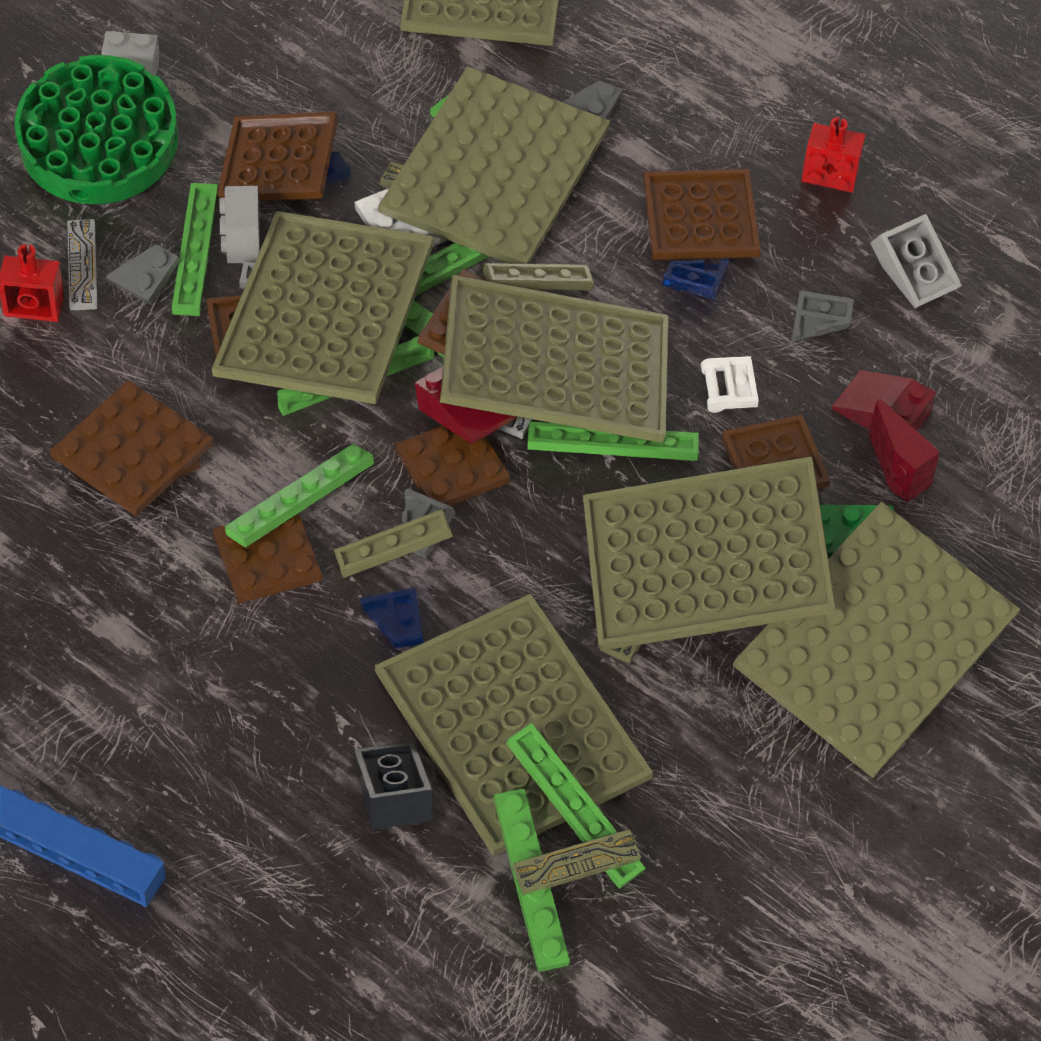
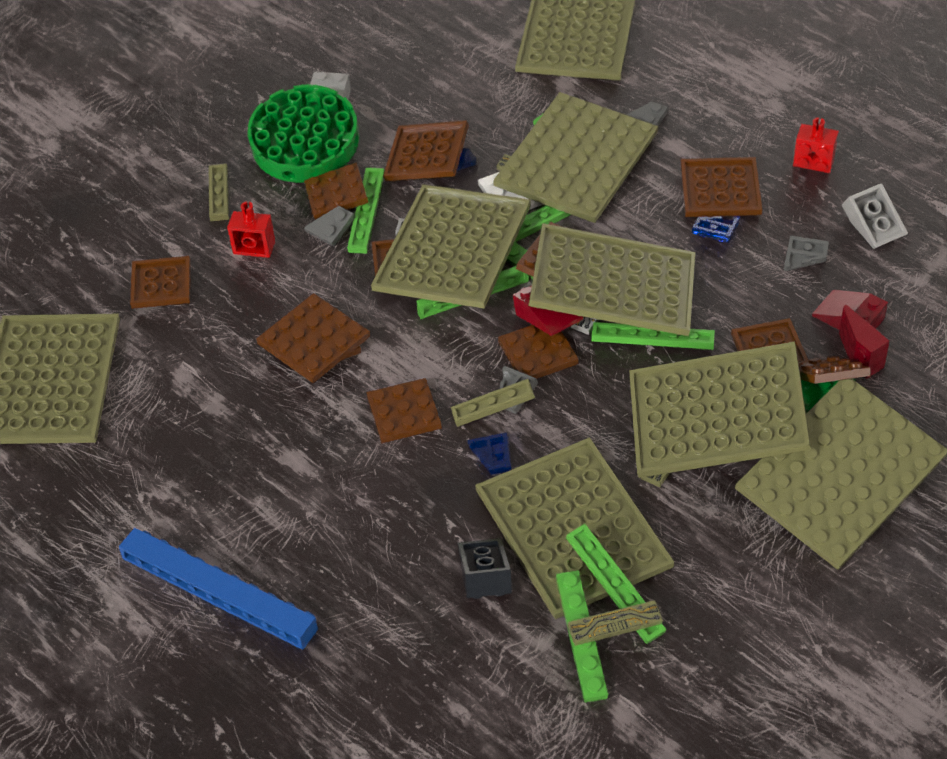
camera: 10 degrees right, 5 degrees down
(82, 265) = (288, 221): light grey tile -> none
(148, 218) = (336, 188): none -> reddish brown plate
(240, 224) = (397, 192): light grey brick -> none
(299, 495) = (427, 370): bright green plate -> none
(540, 276) = (606, 226): olive tile -> none
(738, 380) = (744, 294): white plate -> none
(860, 494) = (831, 370): none -> reddish brown plate

